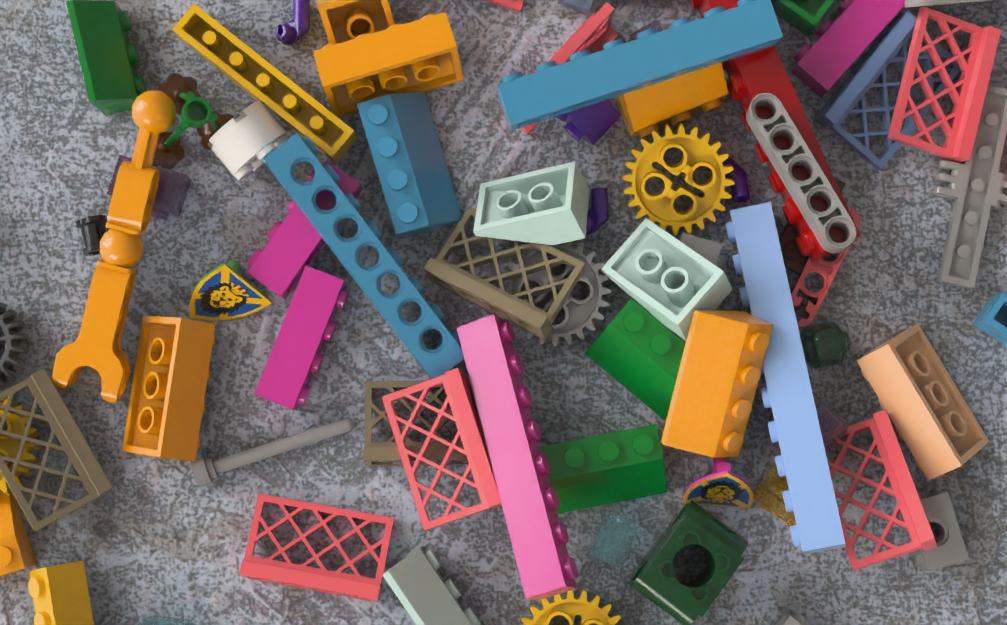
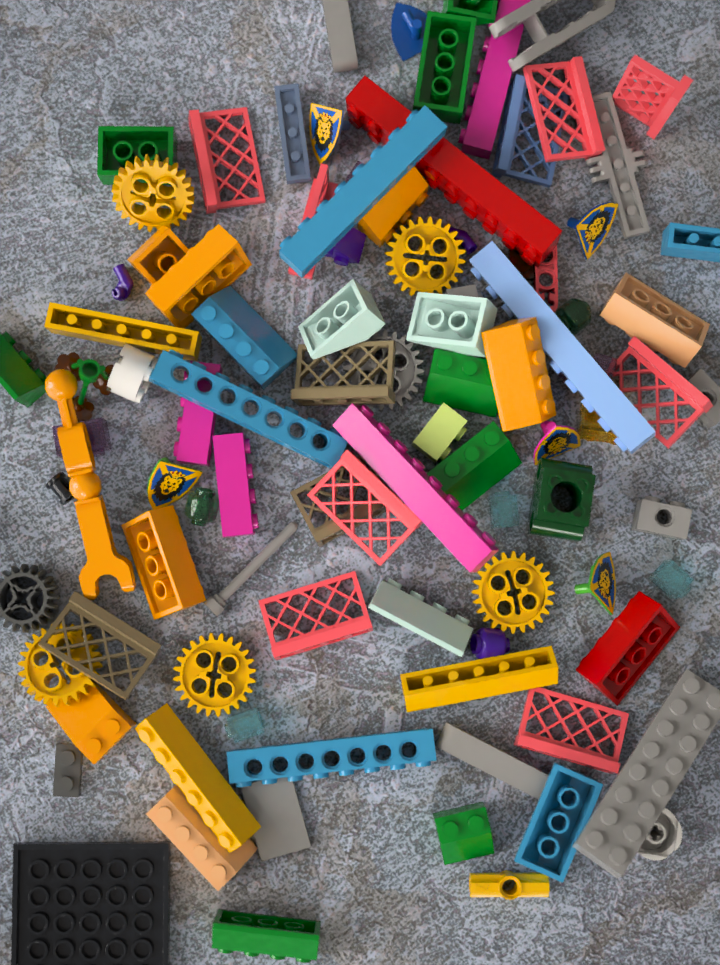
camera: 30 degrees left, 0 degrees up
(136, 536) = (192, 669): none -> yellow gear
(249, 343) = (202, 506): none -> clear green head
(584, 404) = (439, 433): none -> yellowish green brick
(599, 210) = (384, 304): dark purple arm -> none
(800, 155) = (498, 197): light grey beam -> none
(906, 248) = (594, 226): none -> shield

